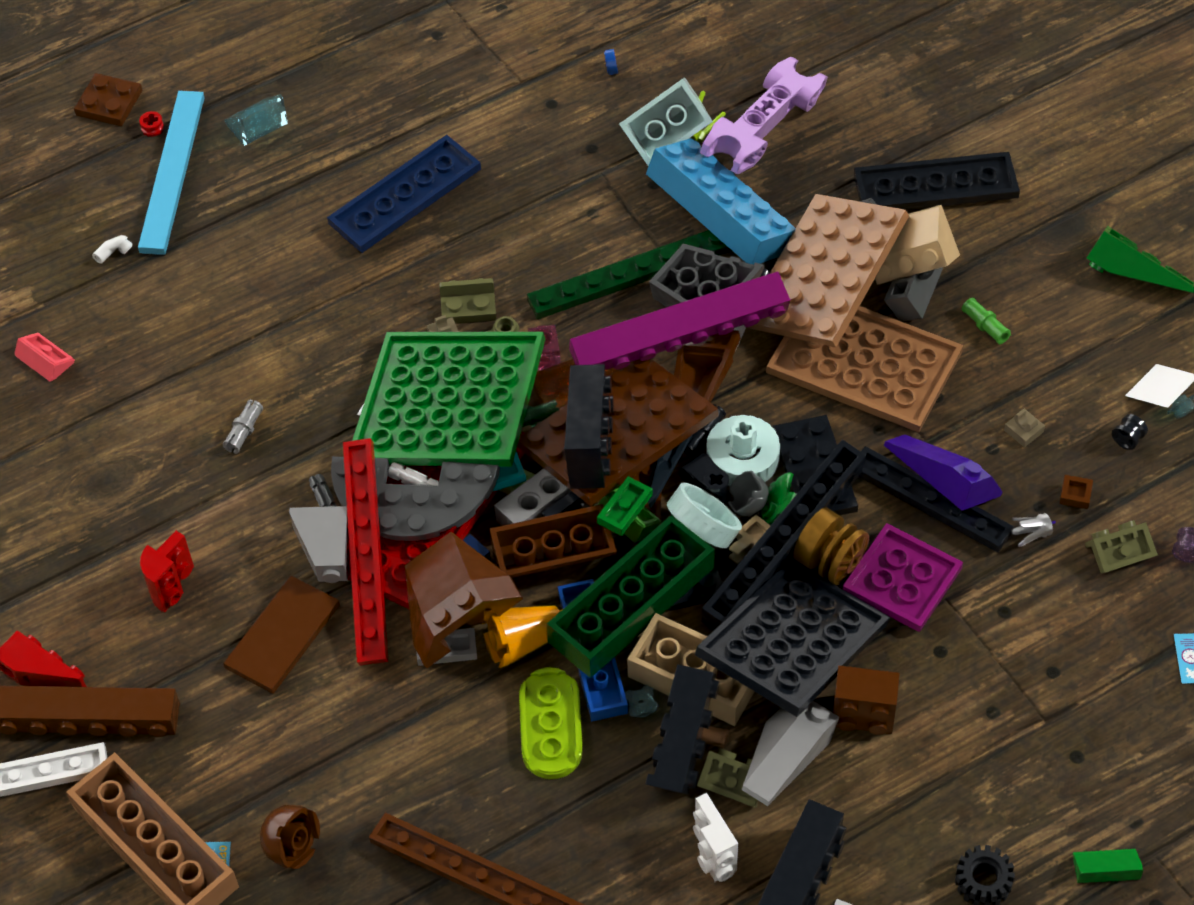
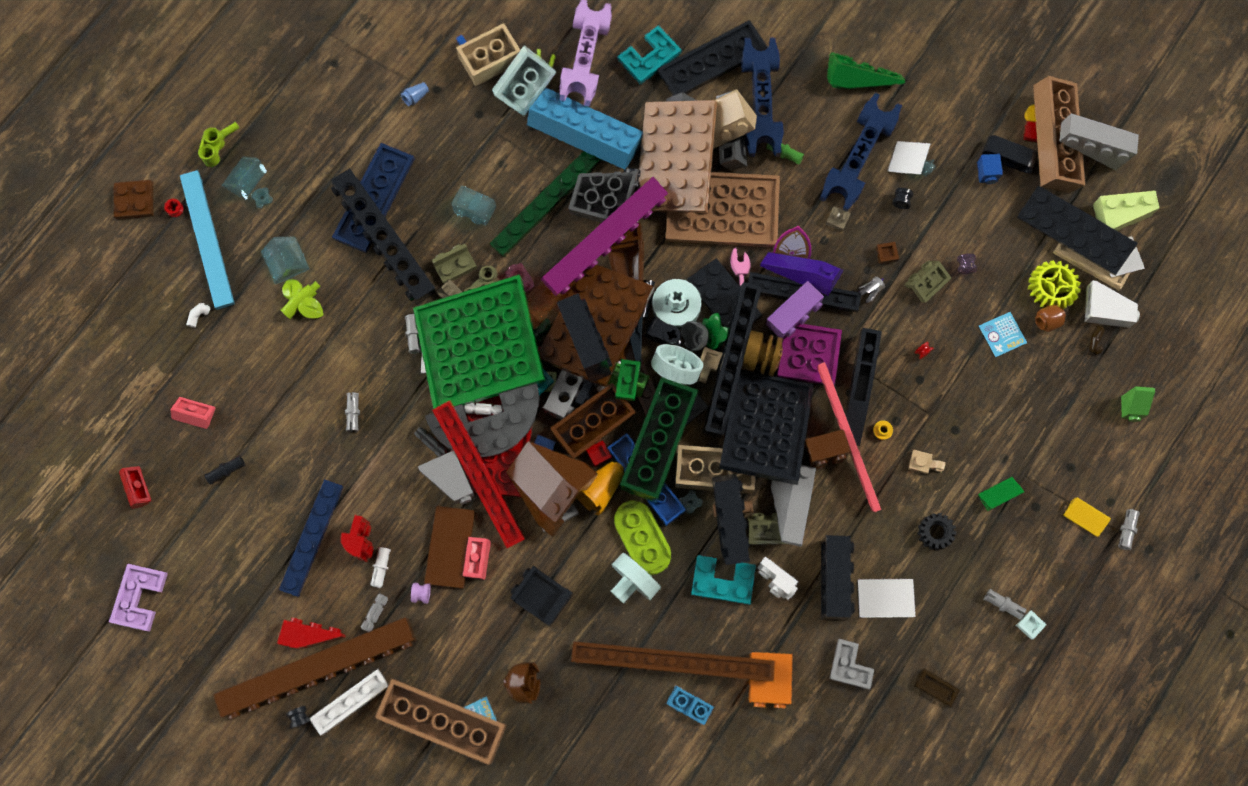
camera: 25 degrees left, 20 degrees up
(45, 433) = (224, 469): none -> black pin
(107, 555) = (311, 538): none -> dark blue plate
(141, 672) = (374, 612): none -> light grey axle
(177, 622) = (380, 567): none -> white axle
(212, 672) = (420, 593): none -> lavender wheel
(237, 68) = (212, 147): none -> lime beam
(250, 276) = (301, 300): none -> lime plant
(255, 223) = (284, 258): none -> clear light blue slope
(265, 147) = (257, 197): none -> clear light blue plate
(310, 659) = (476, 558): none -> coral slope
(368, 363) = (412, 334): none -> light grey pin
(371, 739) = (540, 595): none -> black panel
(411, 315) = (348, 181): none -> black brick
(508, 758) = (633, 579): none -> light aqua piece
(519, 96) = (414, 94): none -> medium blue cone
(528, 242) = (473, 205): none -> clear light blue brick
(543, 592) = (599, 453): none -> red plate
(612, 820) = (733, 591): none -> teal plate
(634, 79) = (488, 54): none -> tan brick
(837, 163) = (643, 68): none -> teal plate
(857, 438) = (740, 268): none -> bright pink hand
(904, 509) = (795, 310): none -> medium lavender brick
(906, 697) = (843, 424): none -> coral tile
(943, 428) = (793, 243): none -> shield
(957, 641) = (862, 381): none -> black slope
(965, 721) = (880, 435): none -> yellow plate
(967, 277) = (761, 65): none -> dark blue piece
(1008, 778) = (923, 461): none -> tan plate
(1060, 382) = (875, 123): none -> dark blue piece
(1074, 632) = (924, 350): none -> red bush

